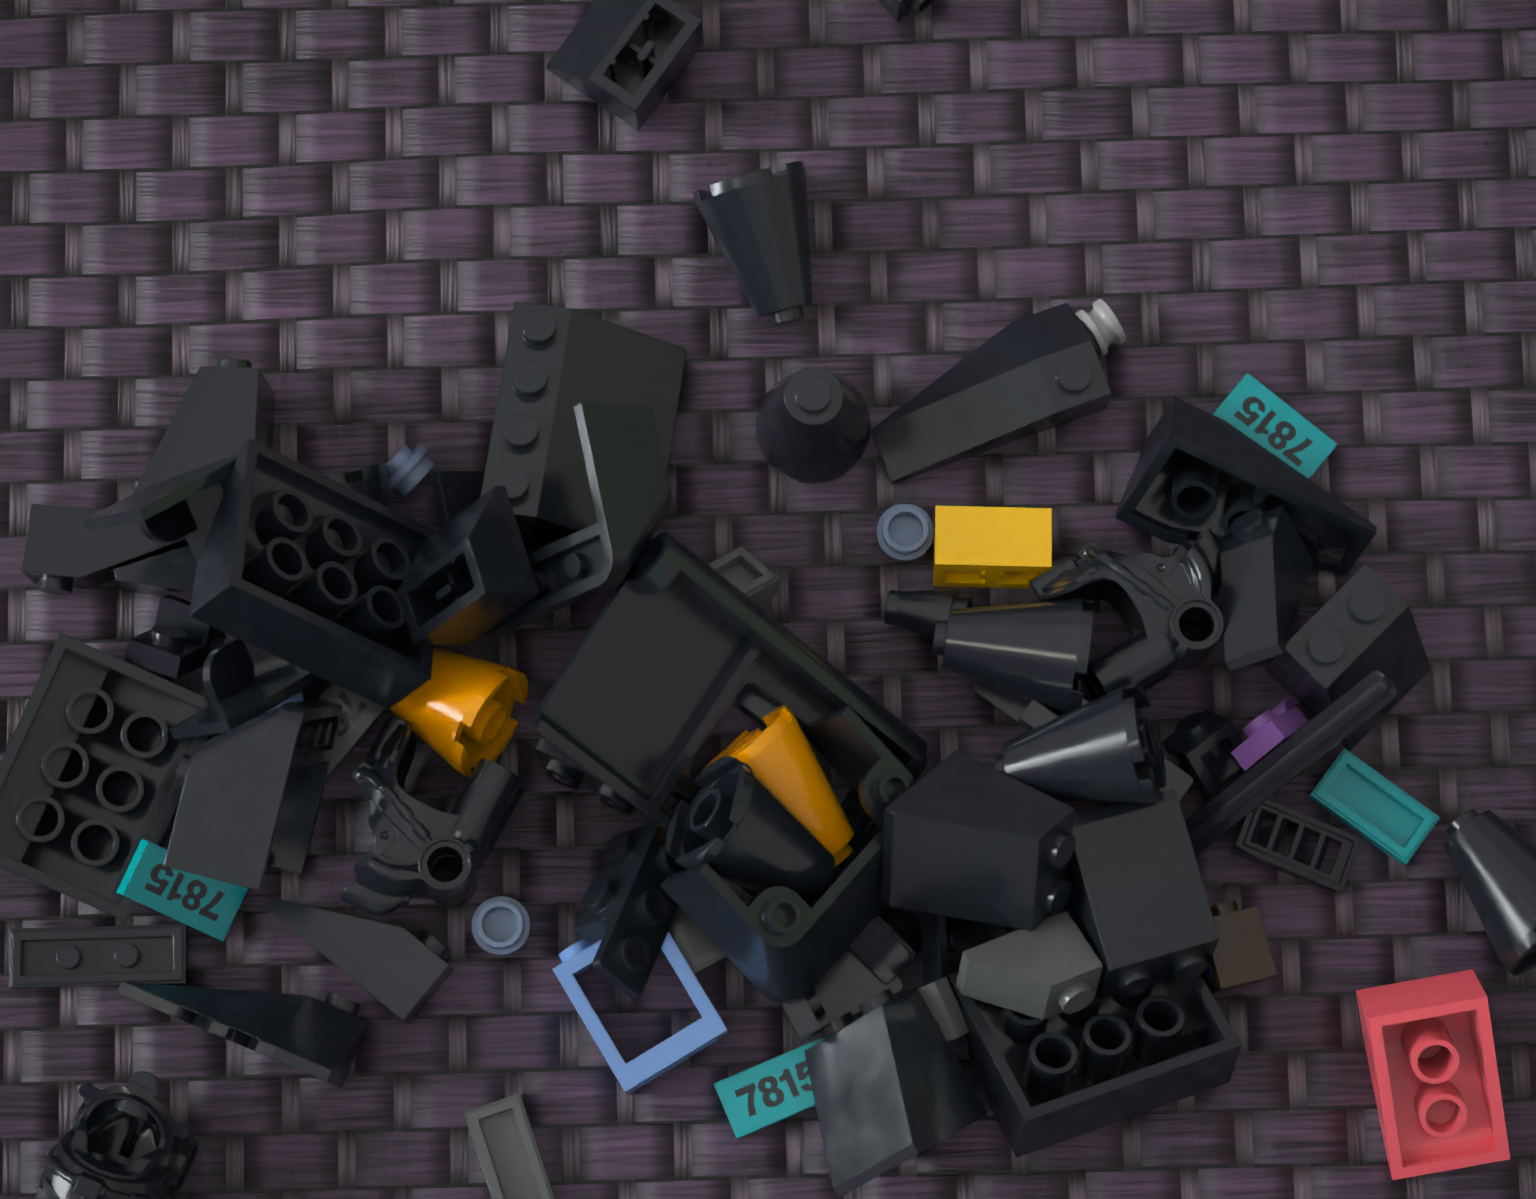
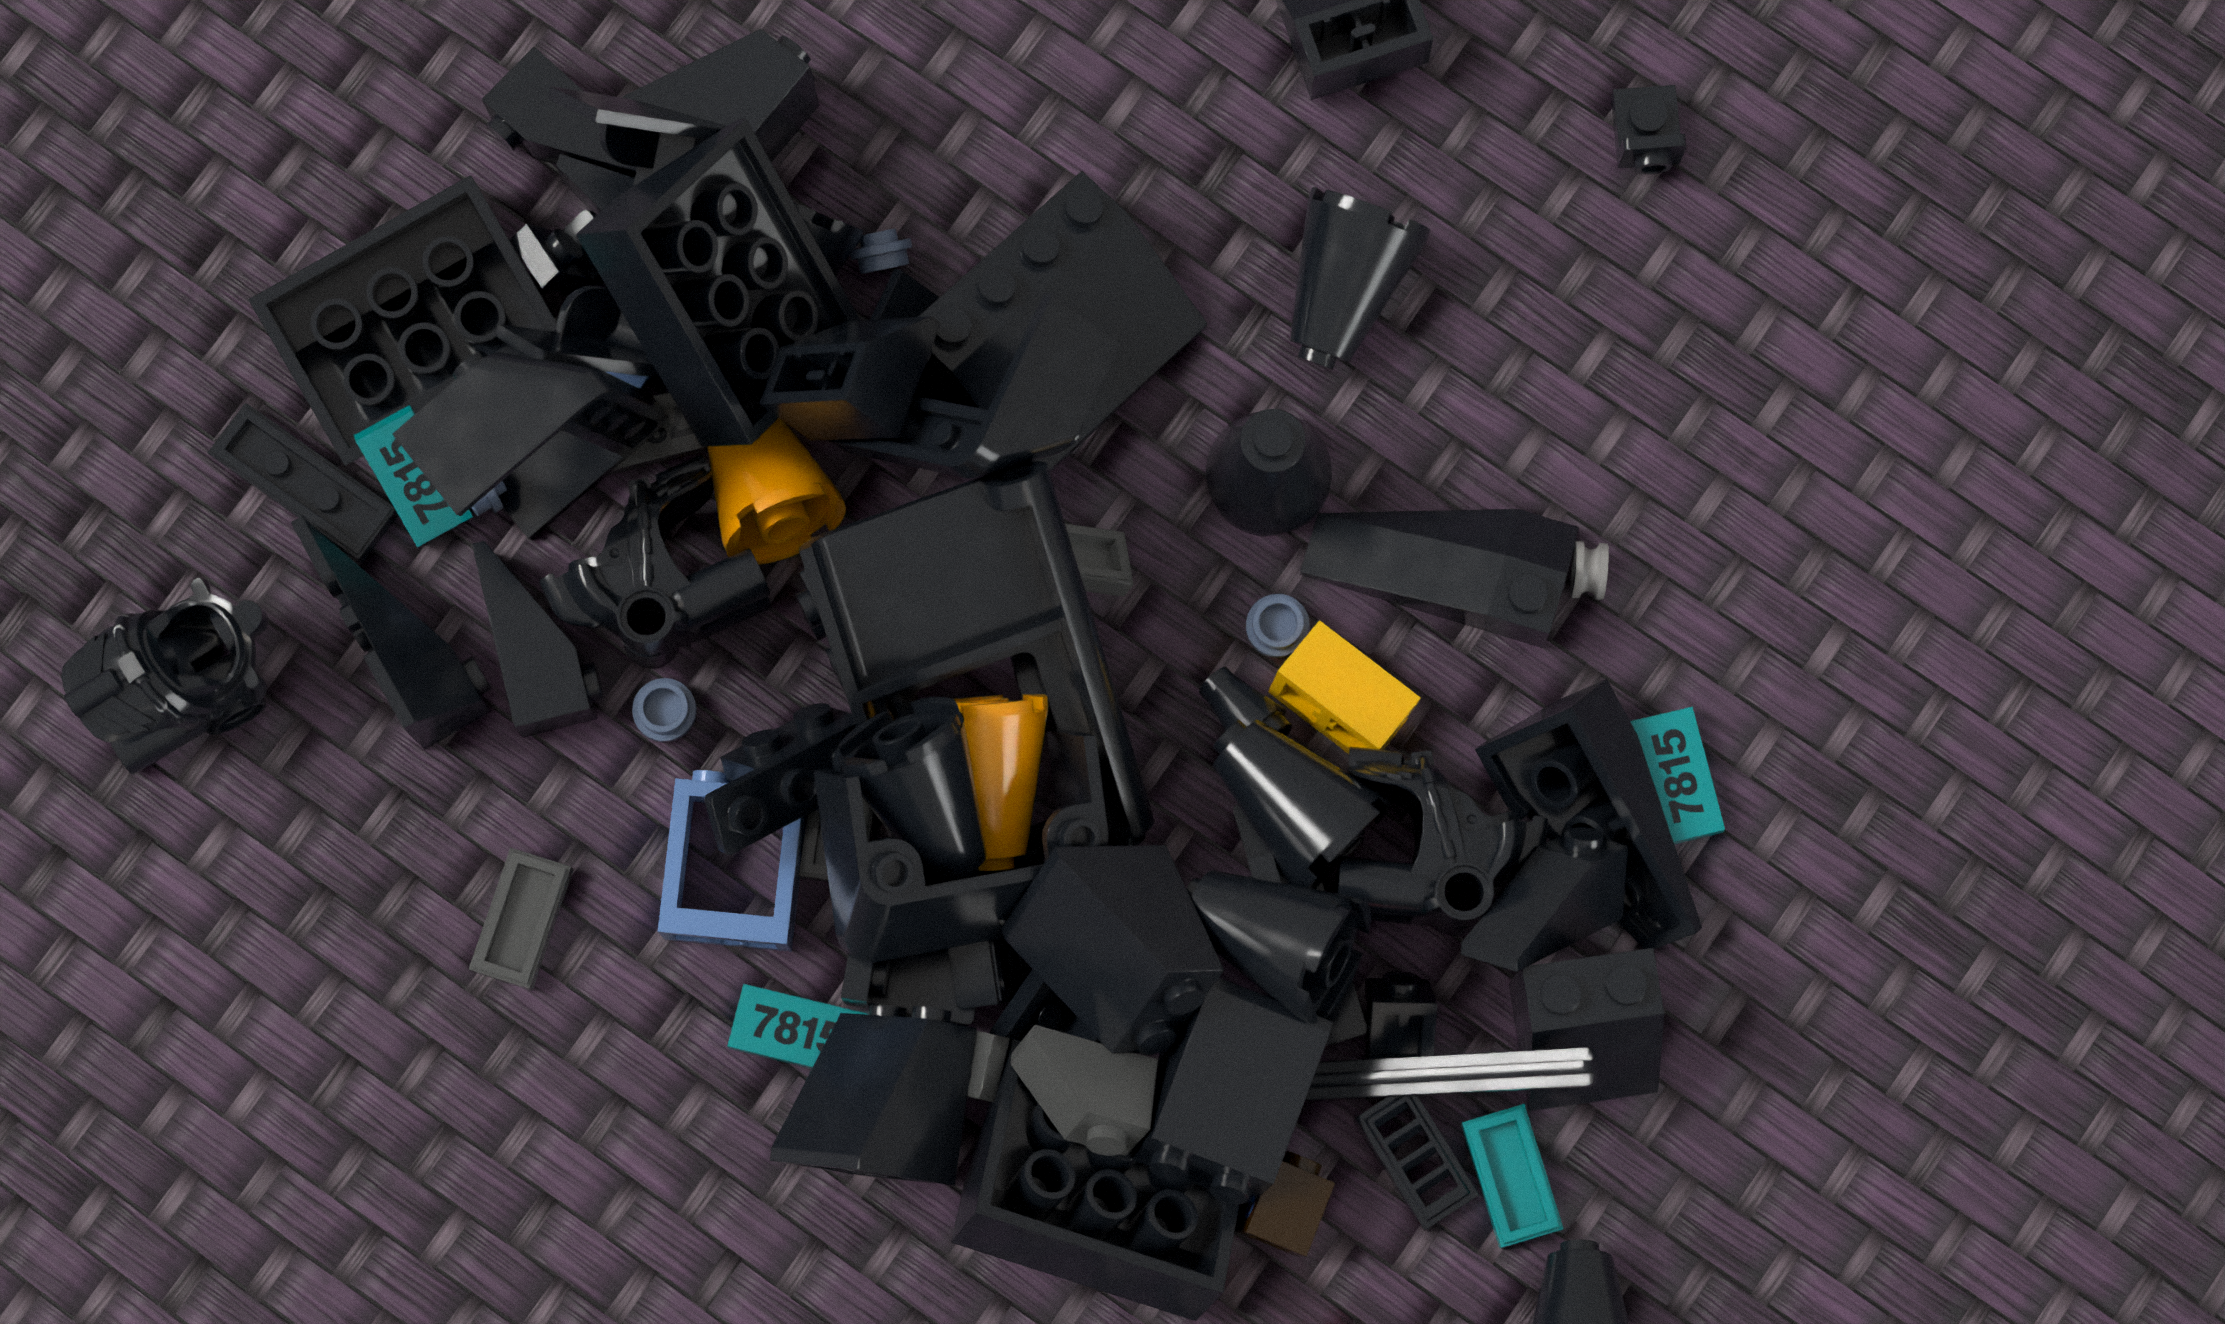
camera: 35 degrees right, 0 degrees up
(1269, 731) = (1462, 1035): medium lavender plate -> none

